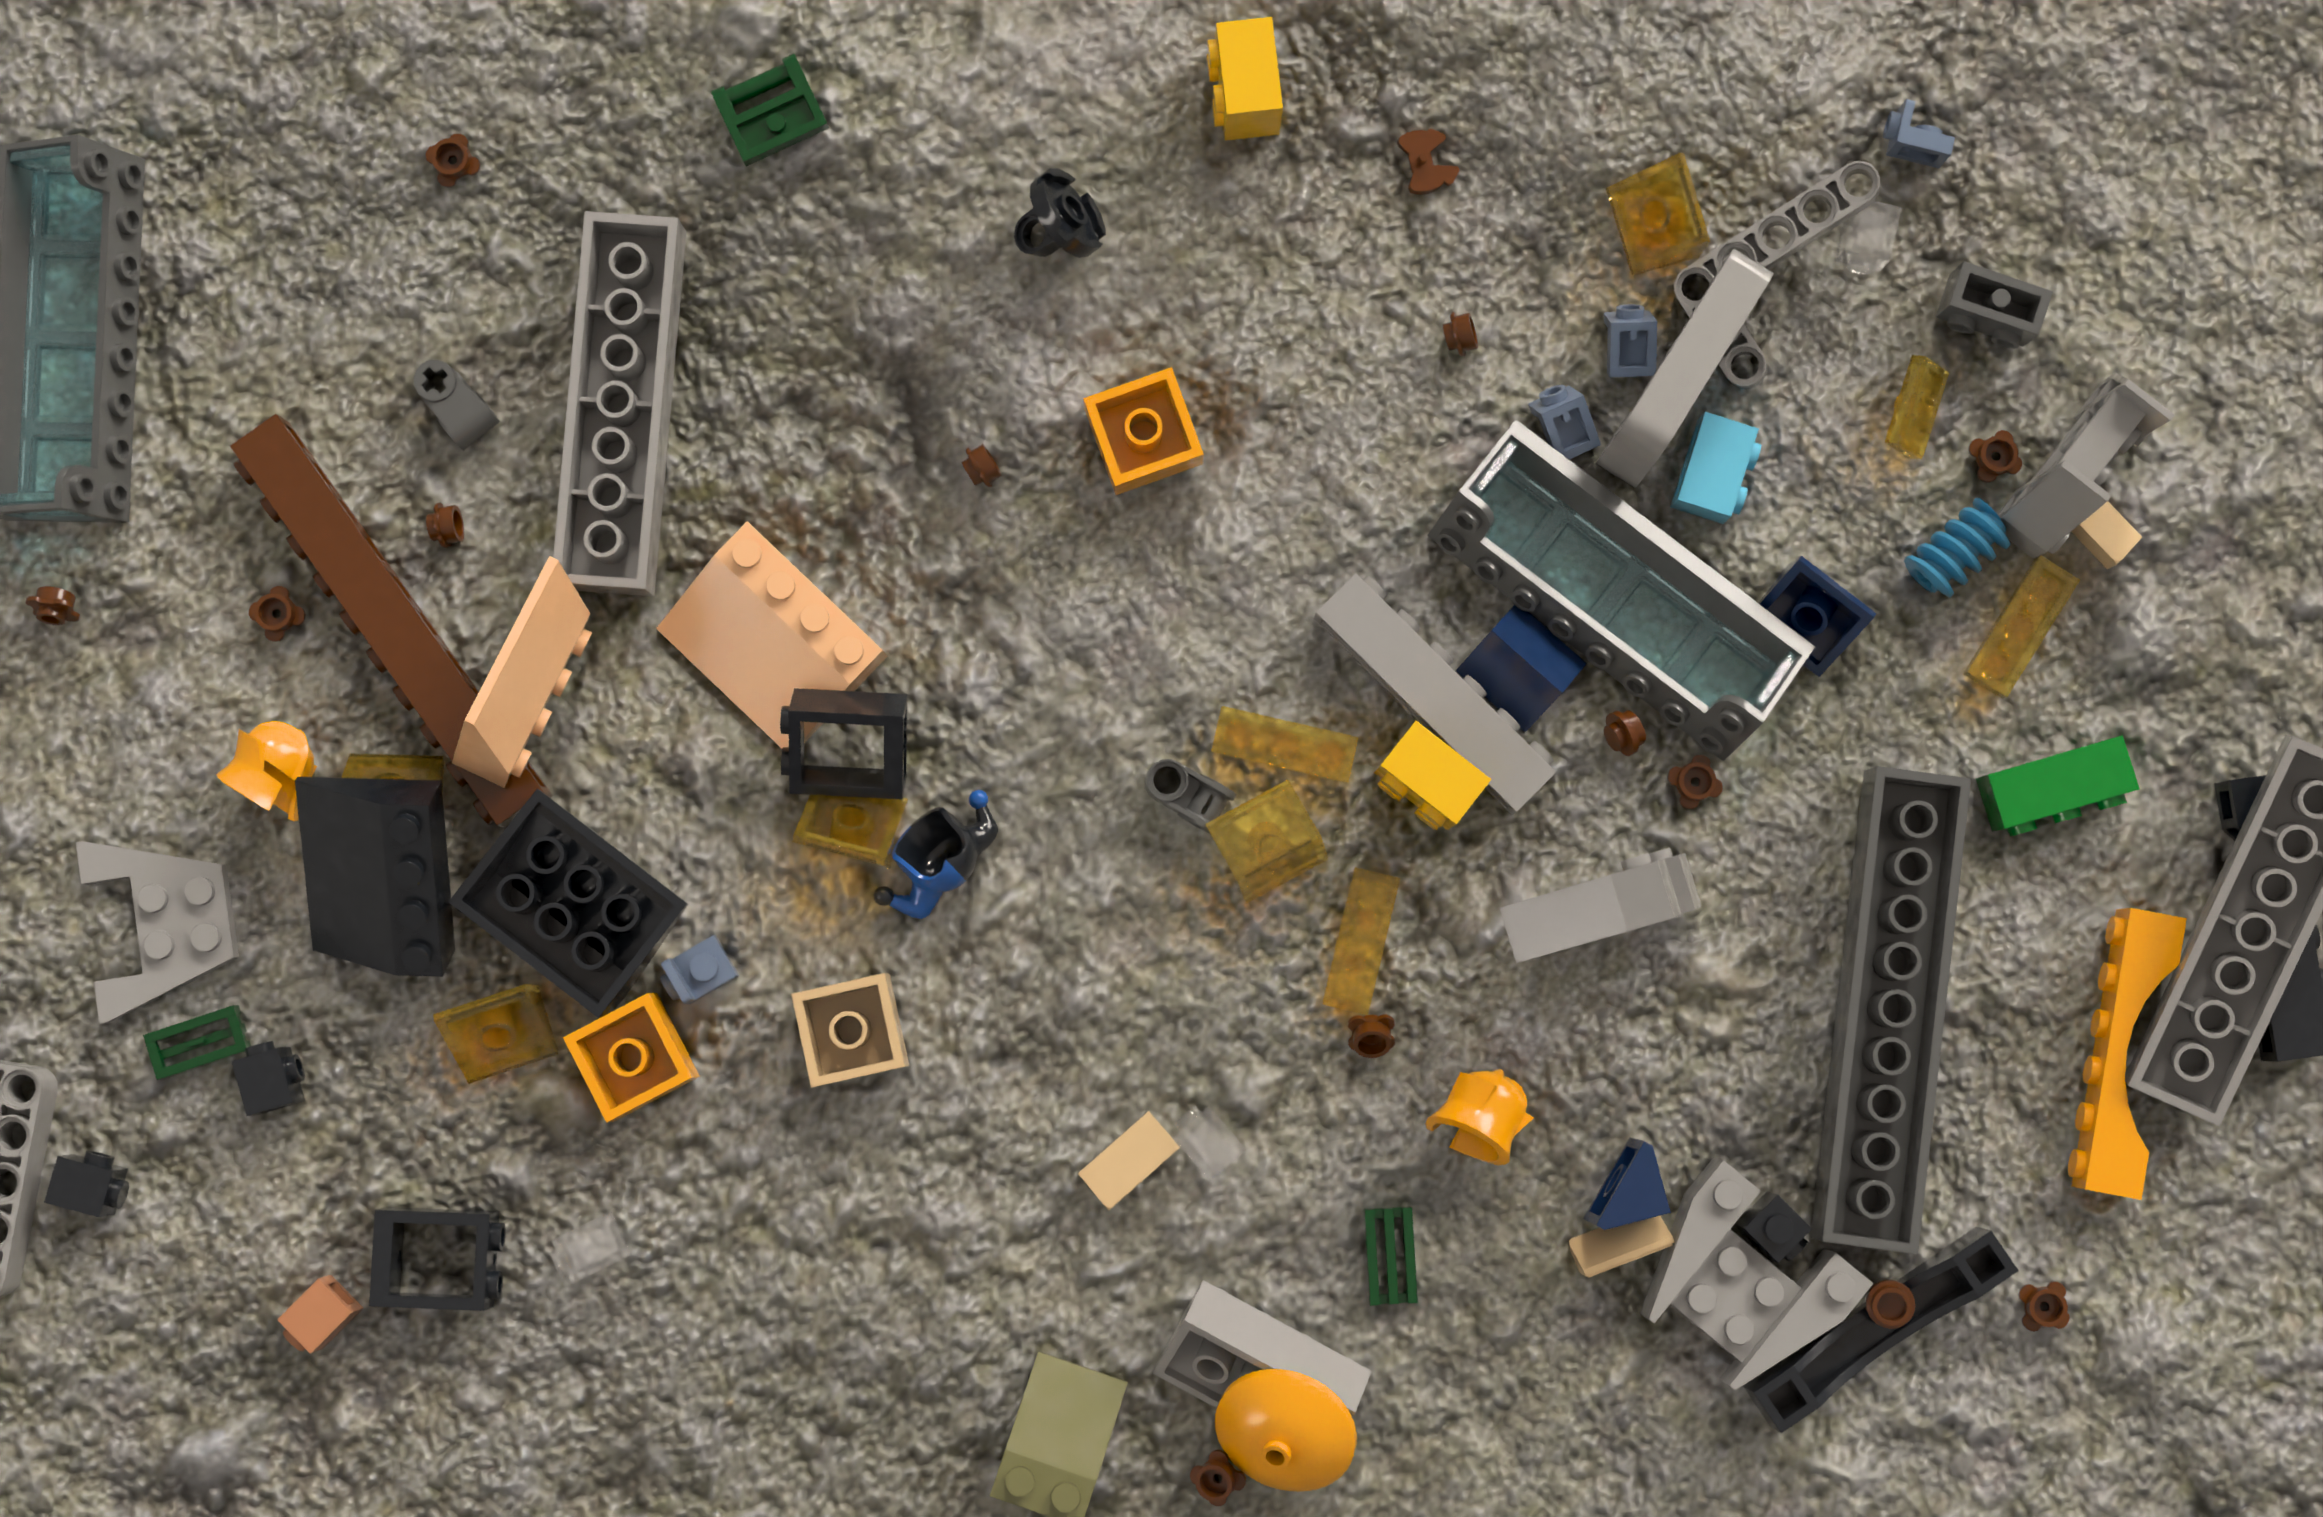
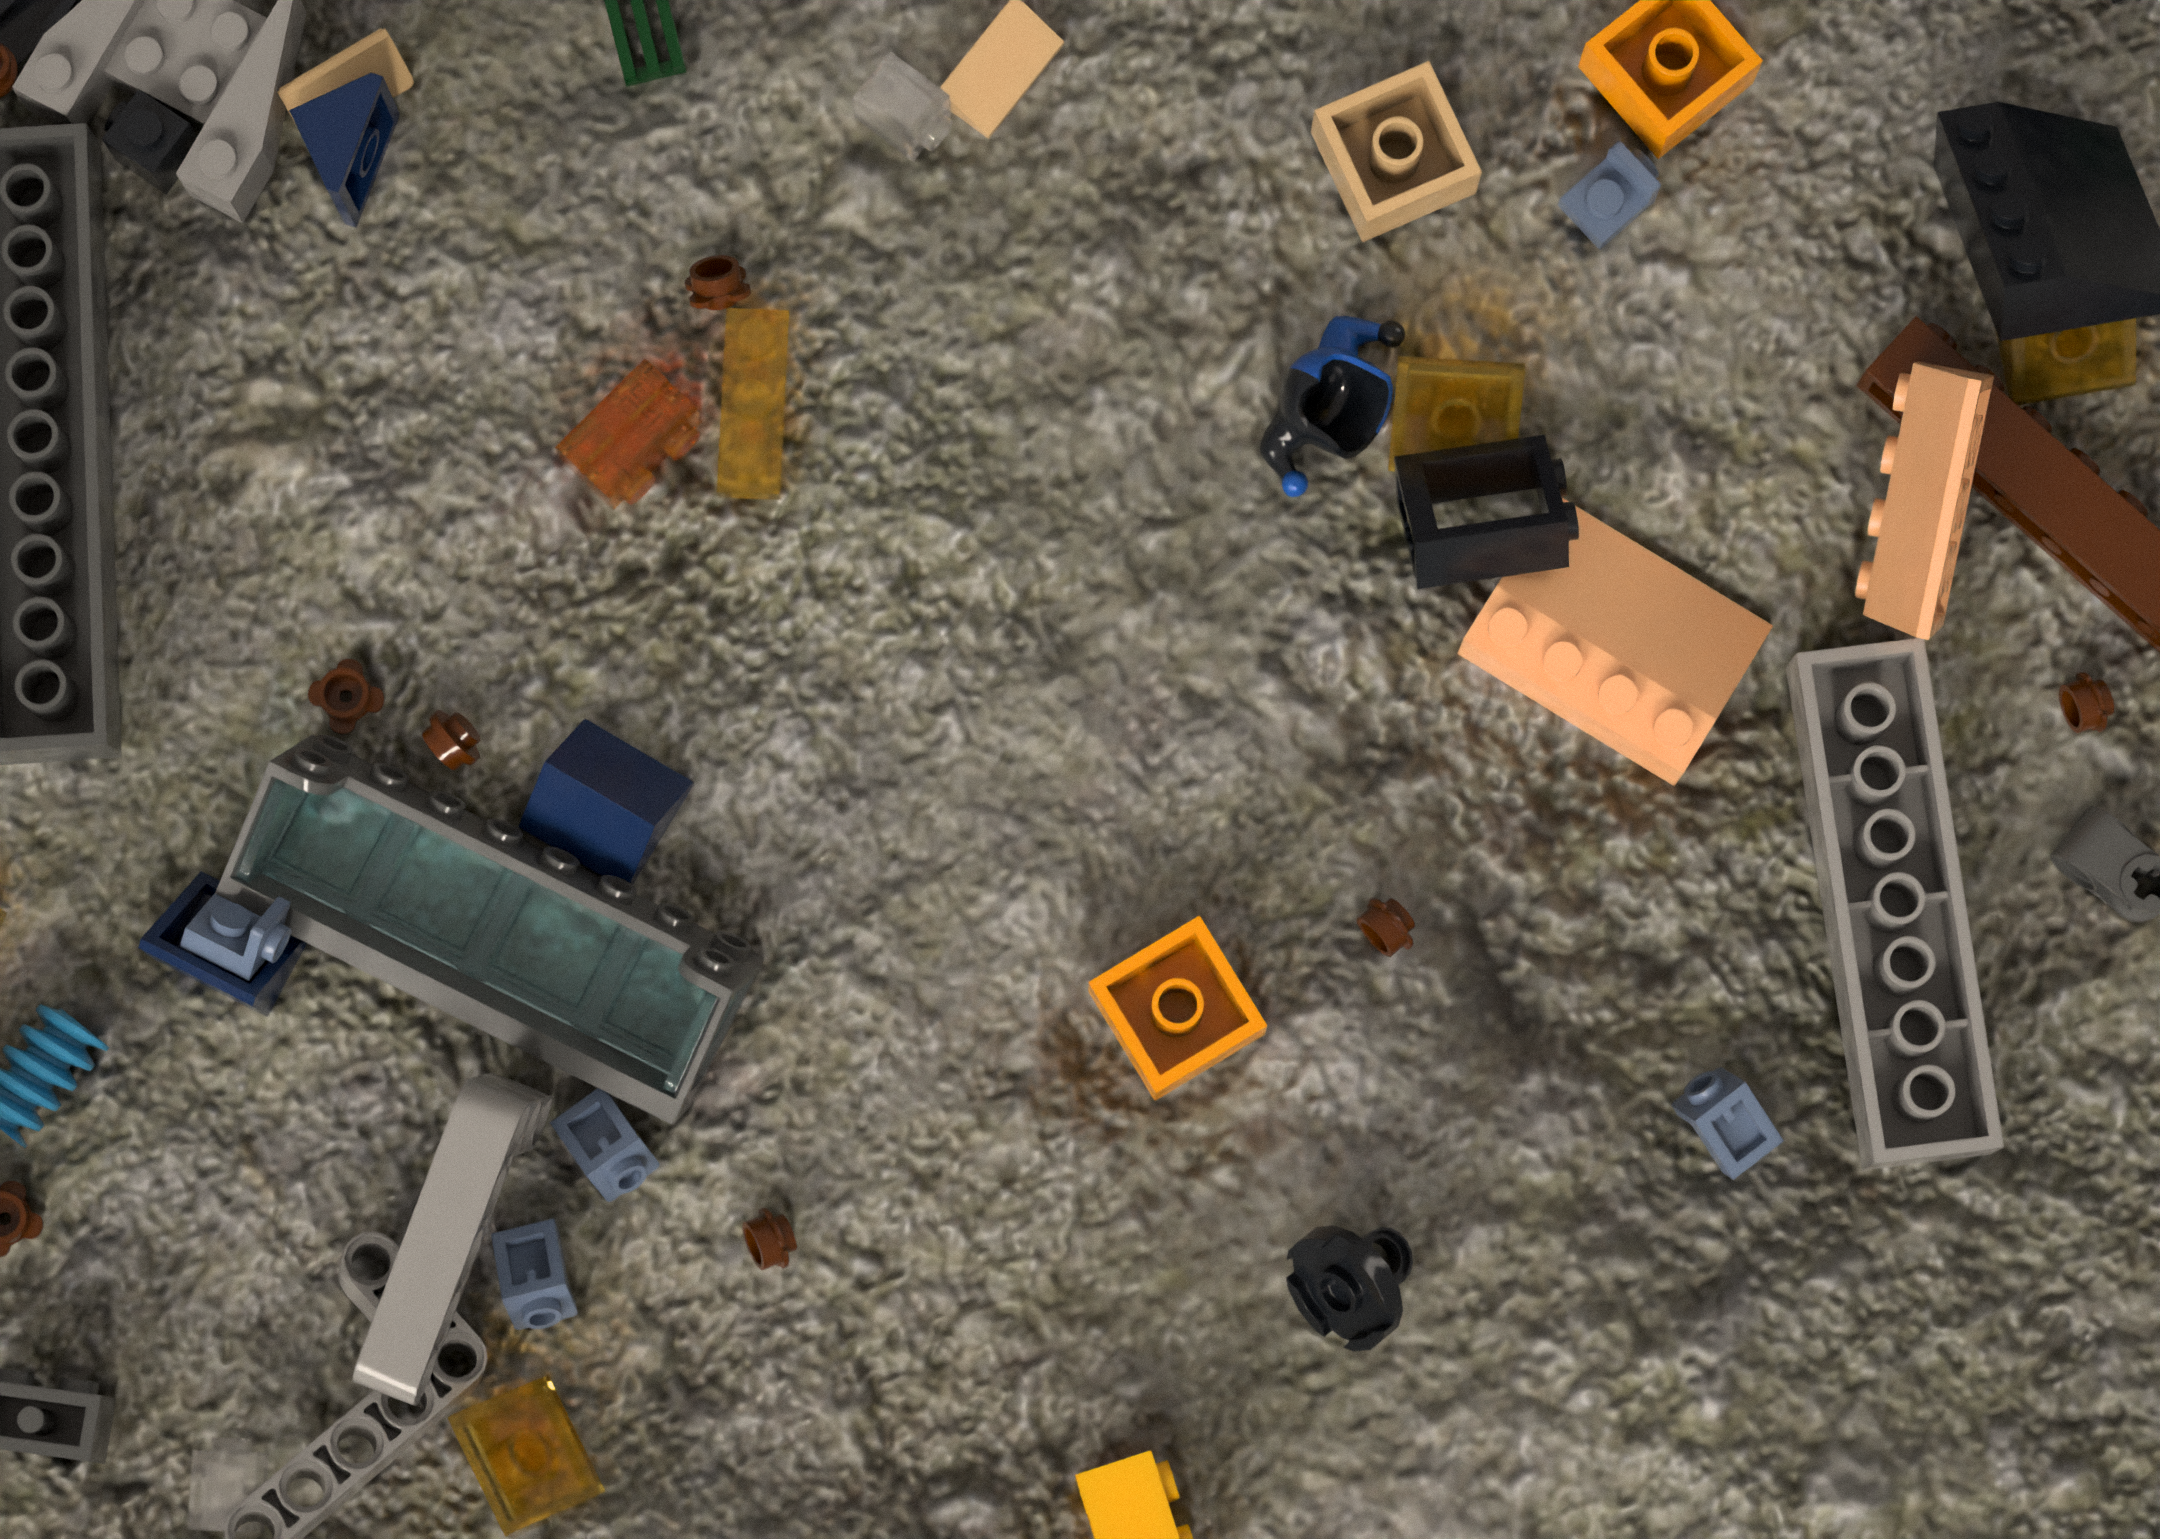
camera: 170 degrees right, 5 degrees down
(498, 1032) = (1851, 69): clear yellow slope -> none
(569, 904) = (1798, 231): black slope -> none
(773, 282) = (1727, 1120): none -> sand blue bracket
(775, 122) = (1774, 1346): dark green plate -> none
(1191, 794) = (1015, 542): dark grey piece -> none
(1267, 841) = (903, 500): clear yellow slope -> none
(1284, 744) = (903, 634): clear yellow plate -> none
(1425, 175) = (860, 1457): reddish brown piece -> none
(1431, 777) = (700, 618): yellow brick -> none
(1433, 692) = (715, 739): light grey brick -> none
(1455, 931) = (631, 436): none -> clear orange brick
(1487, 1112) = (551, 209): light orange helmet -> none
(1643, 894) = (439, 484): light grey wedge -> none
(1716, 467) = (386, 1119): medium azure brick -> none
(1803, 610) = (237, 937): none -> sand blue bracket
(1916, 407) = (123, 1261): clear yellow plate -> none

